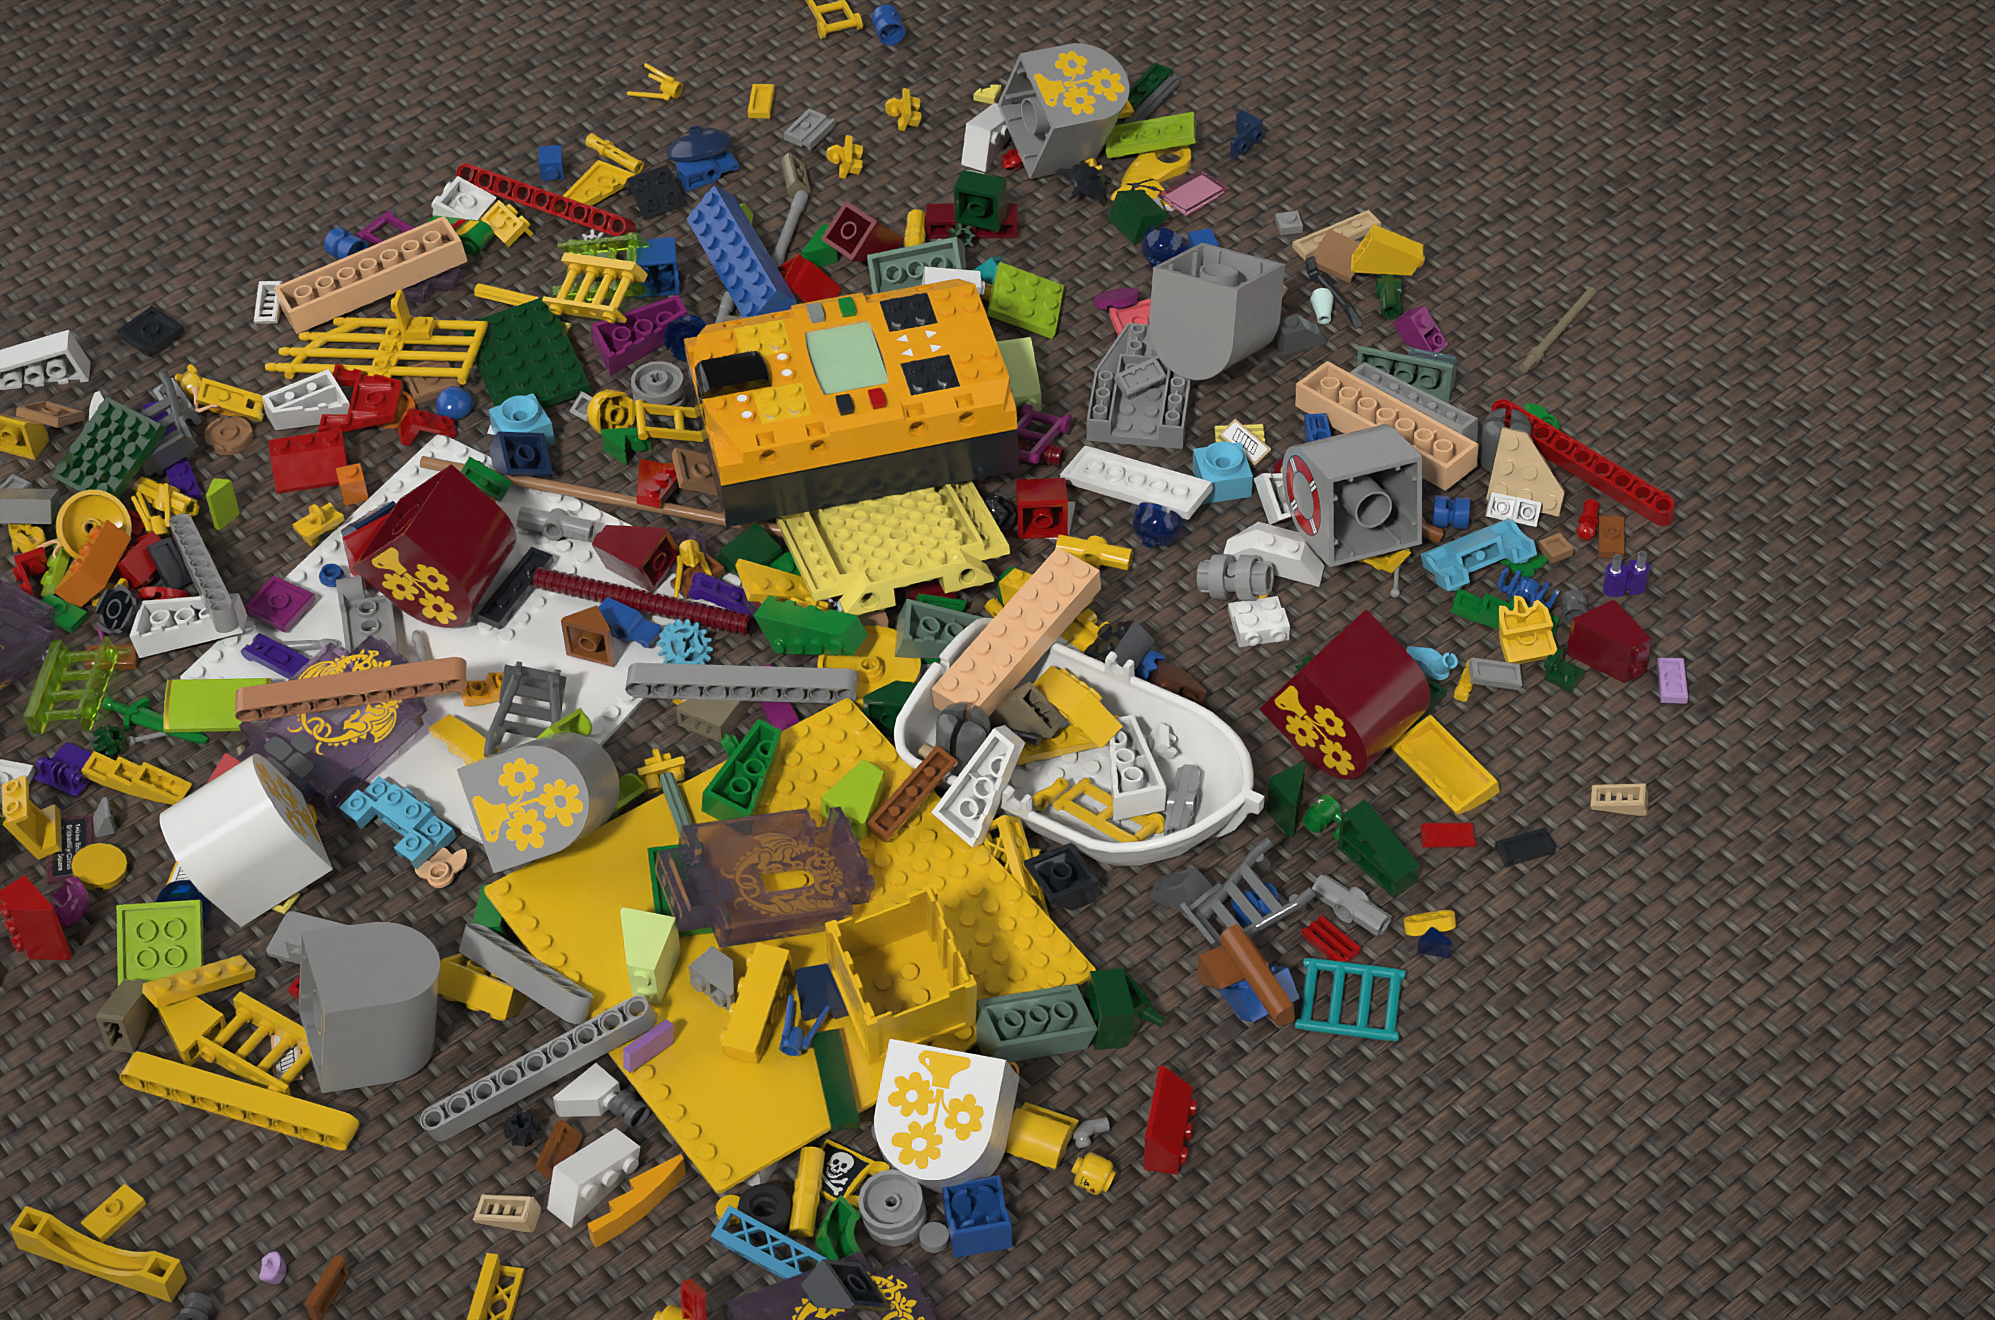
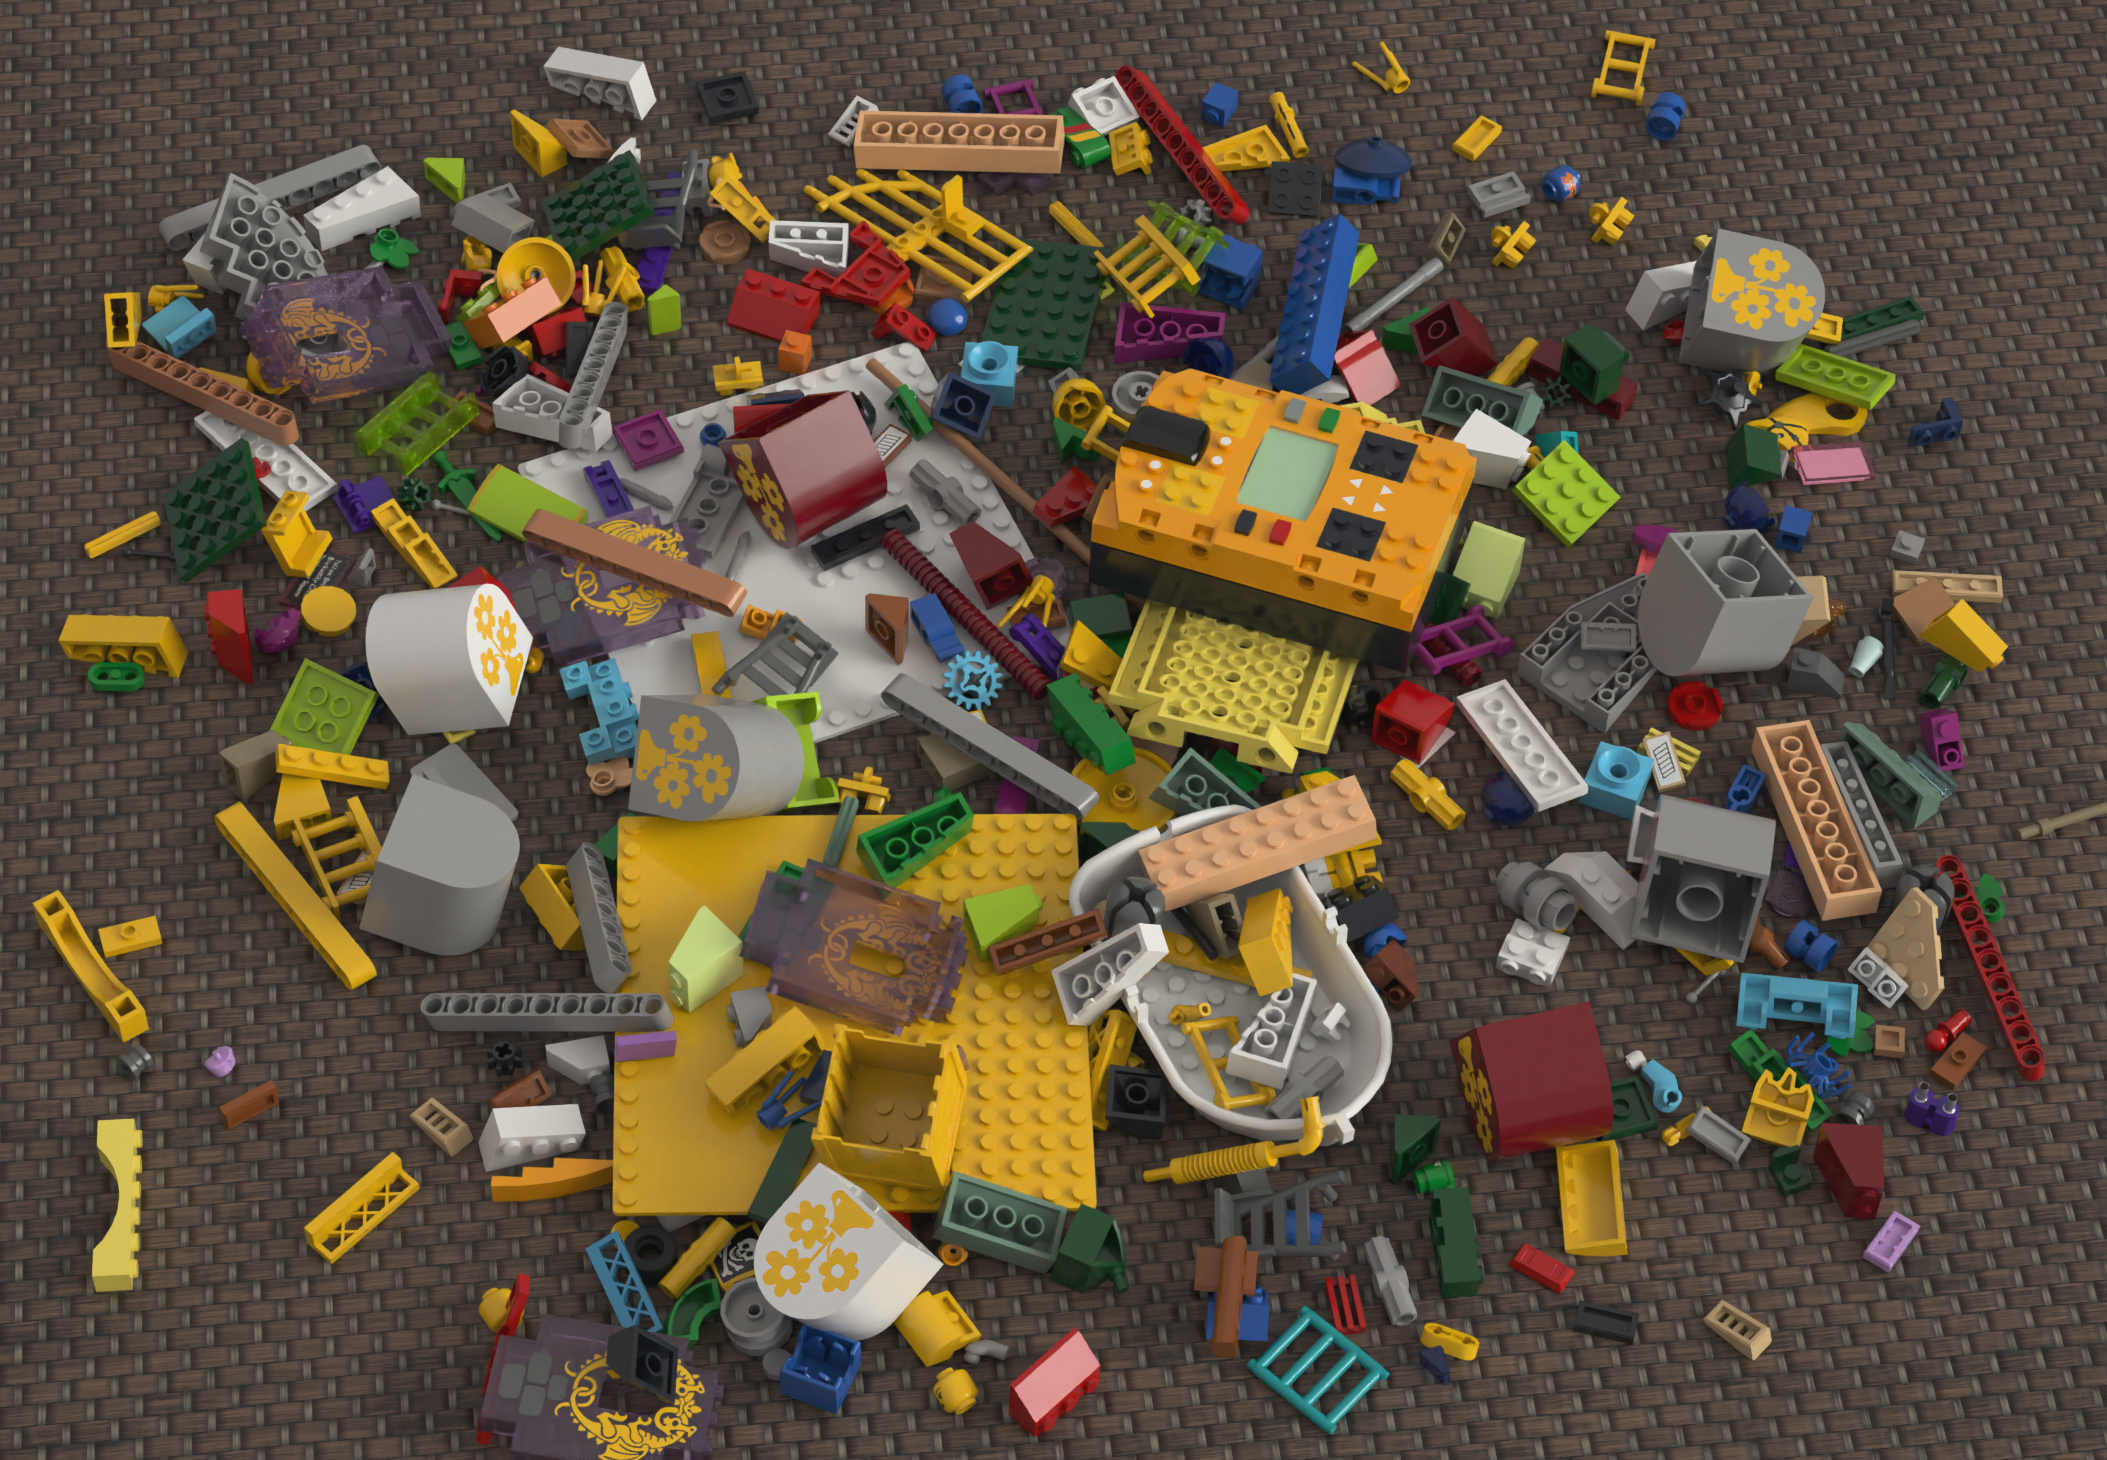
camera: 30 degrees right, 5 degrees up
(849, 101) = (1561, 183): none -> blue head
(1183, 871) = (1244, 1157): none -> yellow piece
(1231, 397) = (1694, 706): none -> red tile

